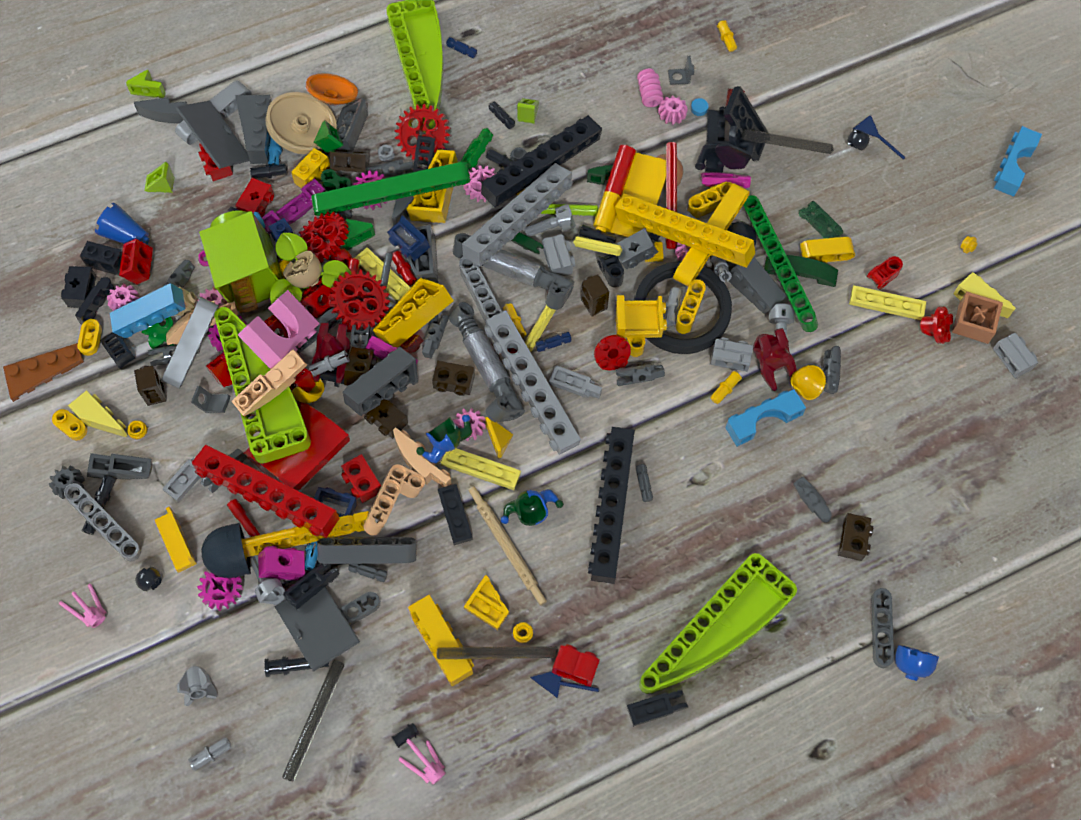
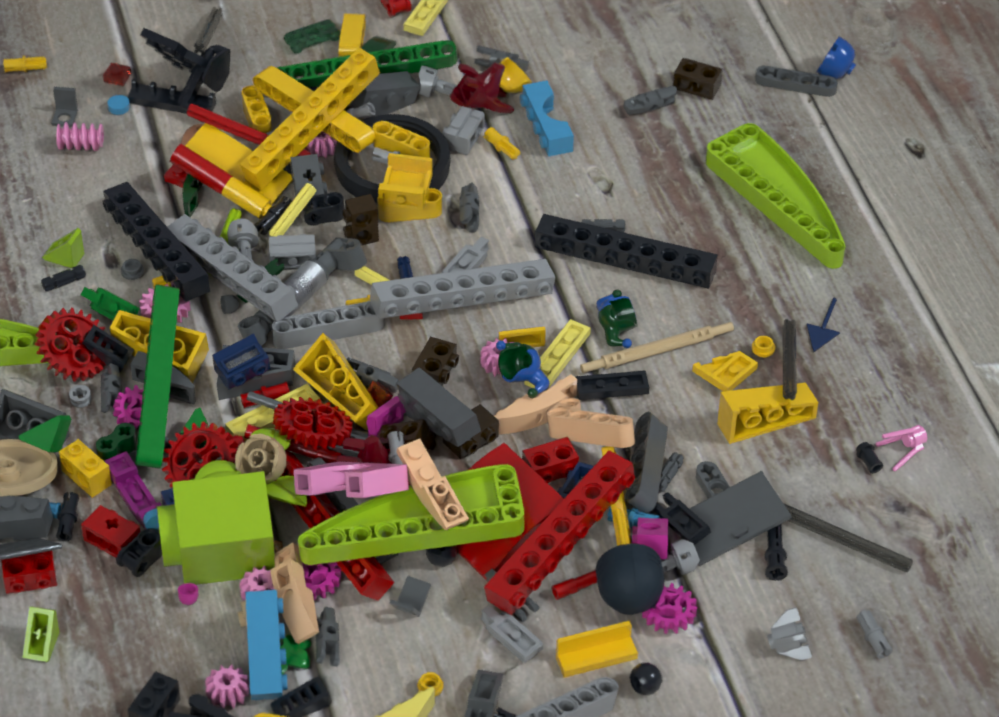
camera: 80 degrees left, 20 degrees down
(120, 226) = (110, 679): blue cone -> none
(136, 261) = (174, 662): red brick -> none
(150, 385) = (375, 653): dark brown brick -> none
(181, 274) = (214, 626): dark grey hinge -> none
(190, 342) = (329, 597): light grey beam -> none
(349, 160) = (88, 421): dark brown brick -> none
(501, 160) = (135, 283): black axle -> none
(506, 405) = (417, 330): piece -> none
(576, 665) = (808, 305): red brick -> none
(612, 352) = (436, 221): red plate -> none
(654, 707) = (861, 255): black hinge -> none
(672, 110) = (118, 124): bright pink gear -> none
(713, 179) = (231, 97): dark pink hinge -> none

